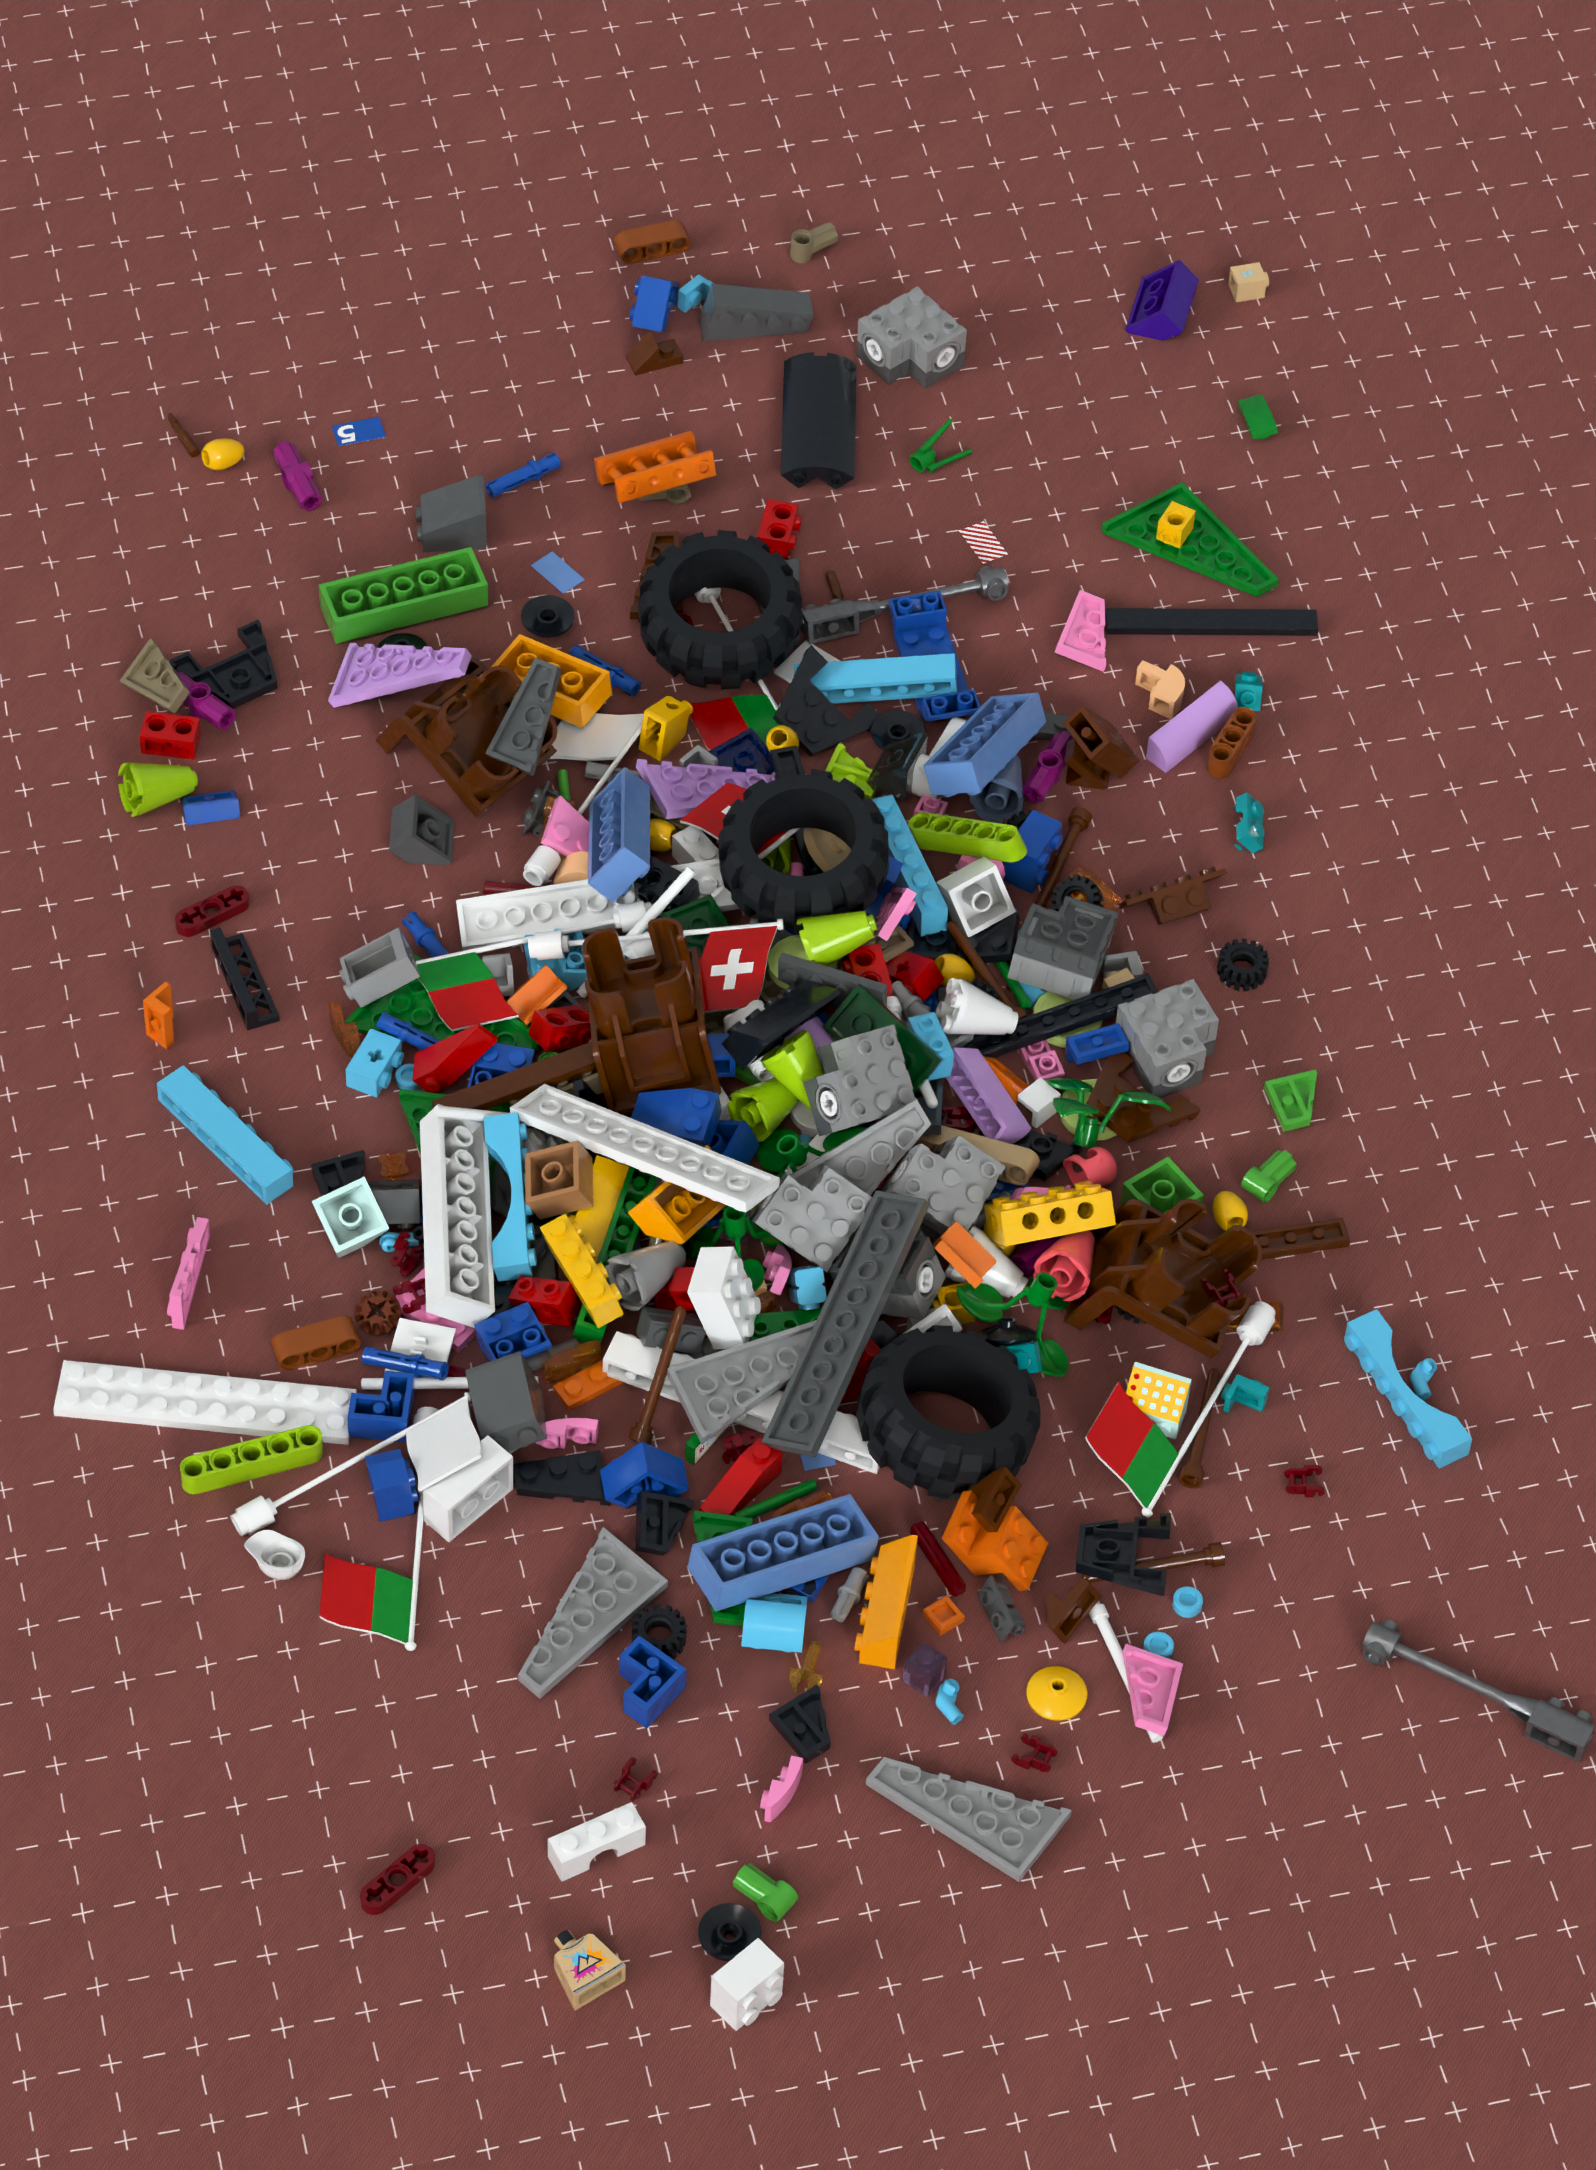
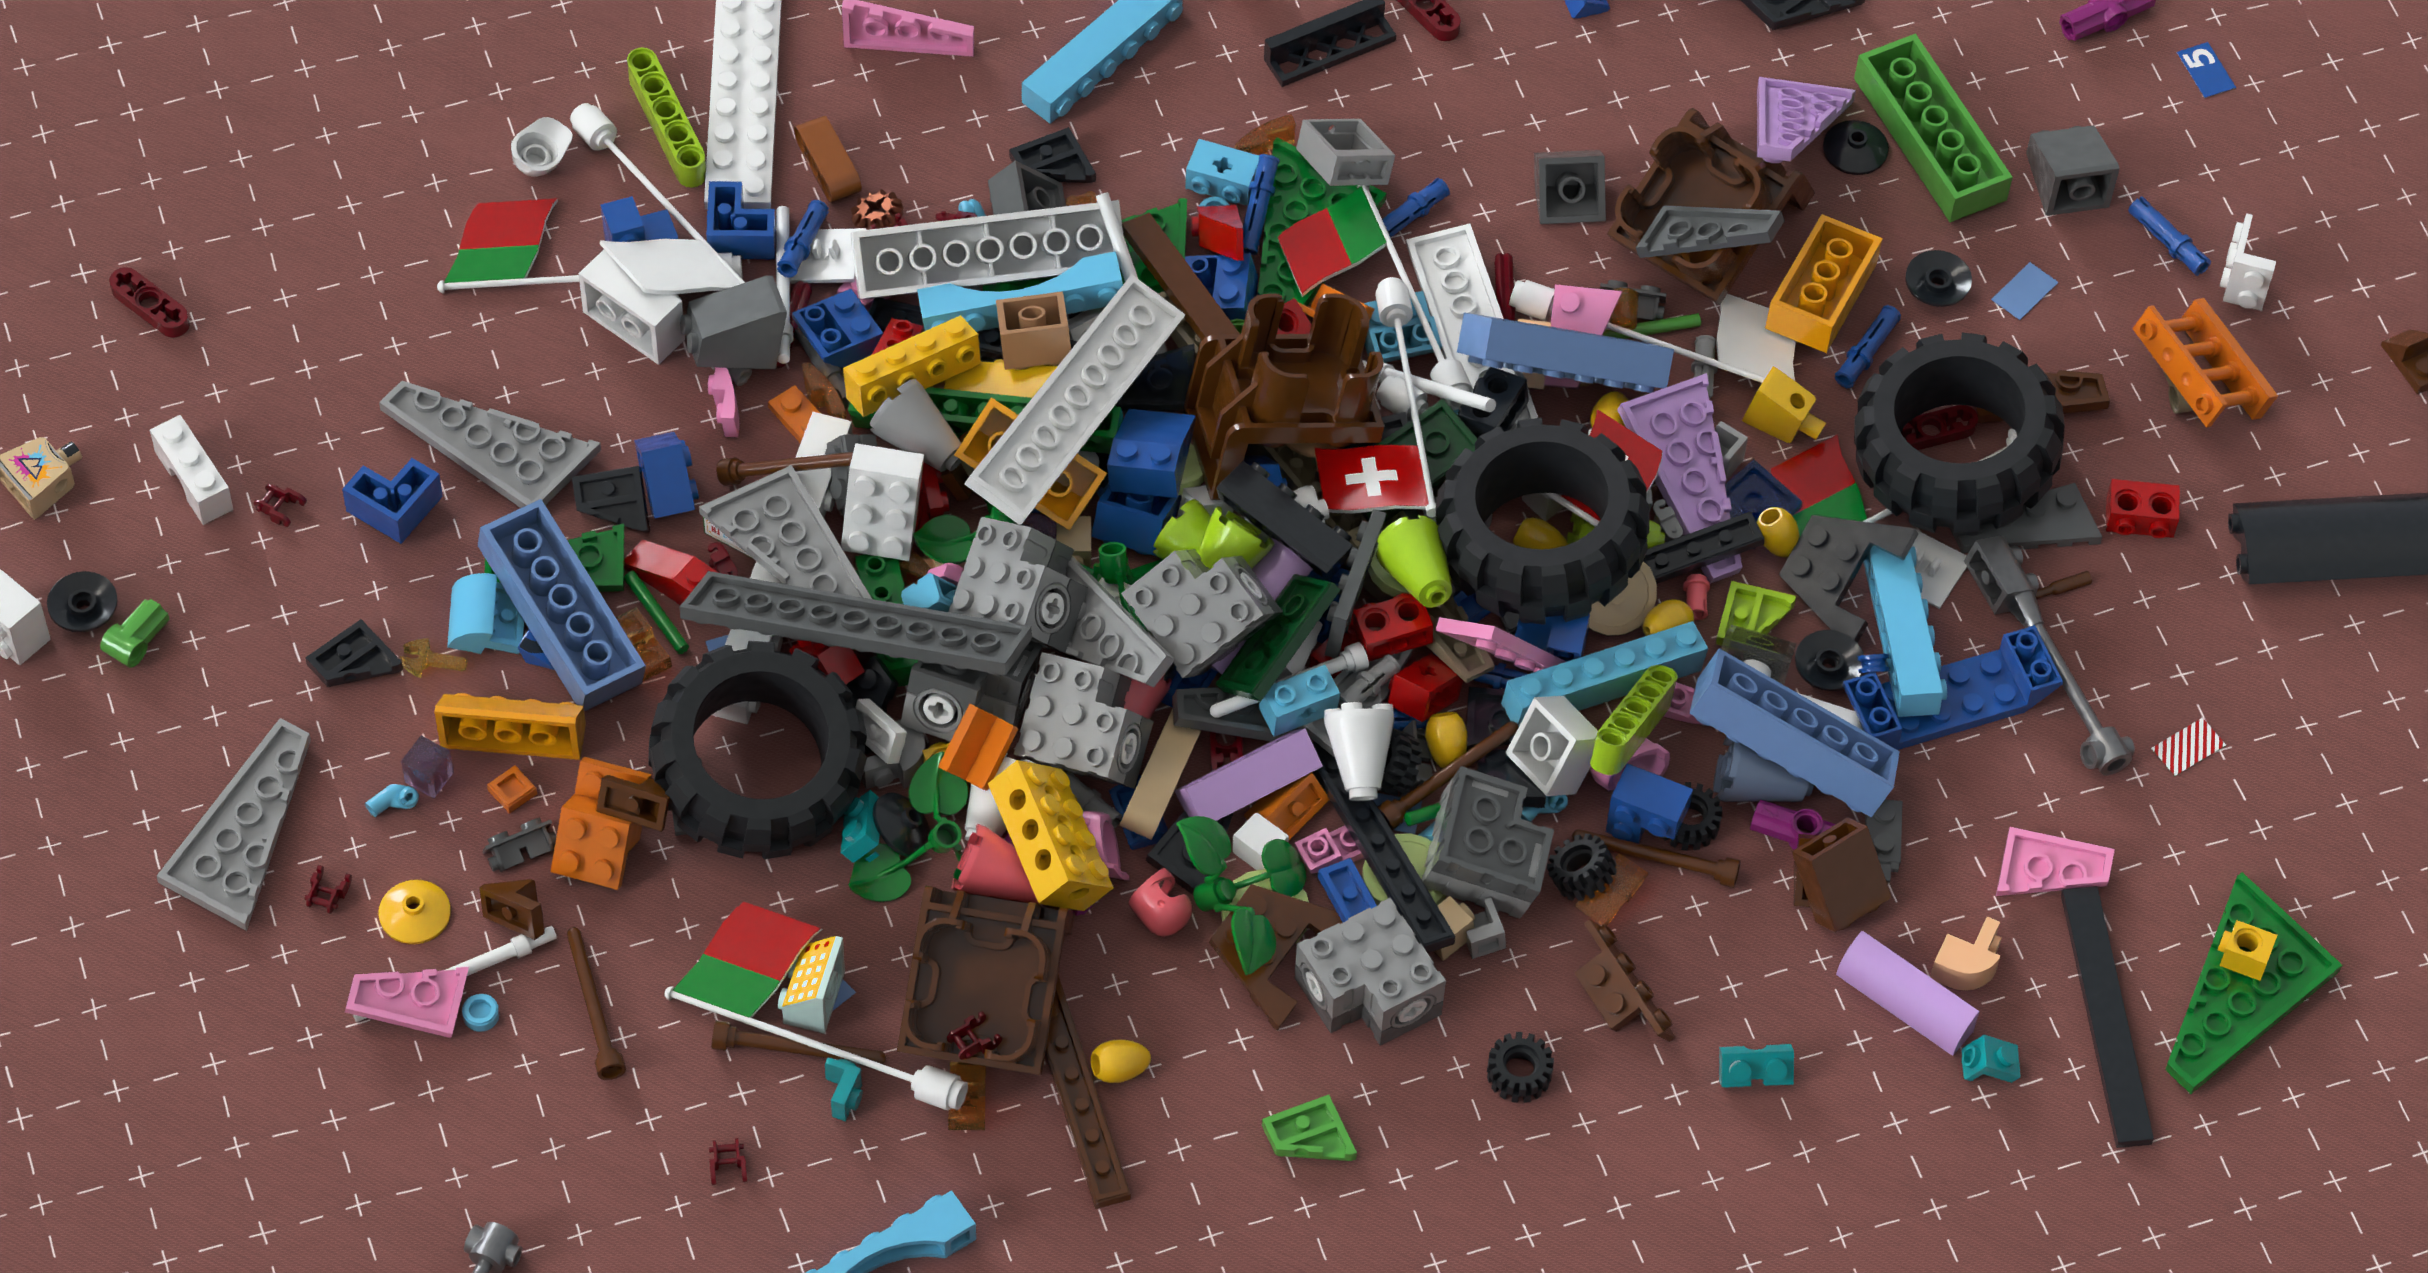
camera: 85 degrees right, 5 degrees up
(350, 1217) = (979, 153): light aqua slope -> none
(502, 971) = (1363, 281): light grey panel -> none
(562, 1476) = (673, 402): black wing -> none
(564, 431) = (2249, 275): none -> white bracket
(661, 1618) = (461, 494): black tyre -> none
(782, 1791) = (255, 636): bright pink slope -> none
(849, 1594) = (527, 688): light grey axle -> none
(910, 700) = (1873, 663): none -> blue bush
(925, 456) = (2313, 664): green plant -> none
(938, 1559) = (565, 789): dark red axle -> none
(1110, 1551) = (605, 948): black wing -> none
(1161, 1186) = (1122, 980): bright green brick -> none
(1187, 1602) = (546, 1041): medium azure tile -> none
(1231, 742) = (1902, 1055): dark orange beam -> none
(1265, 1180) = (1175, 1100): bright green piece -> none

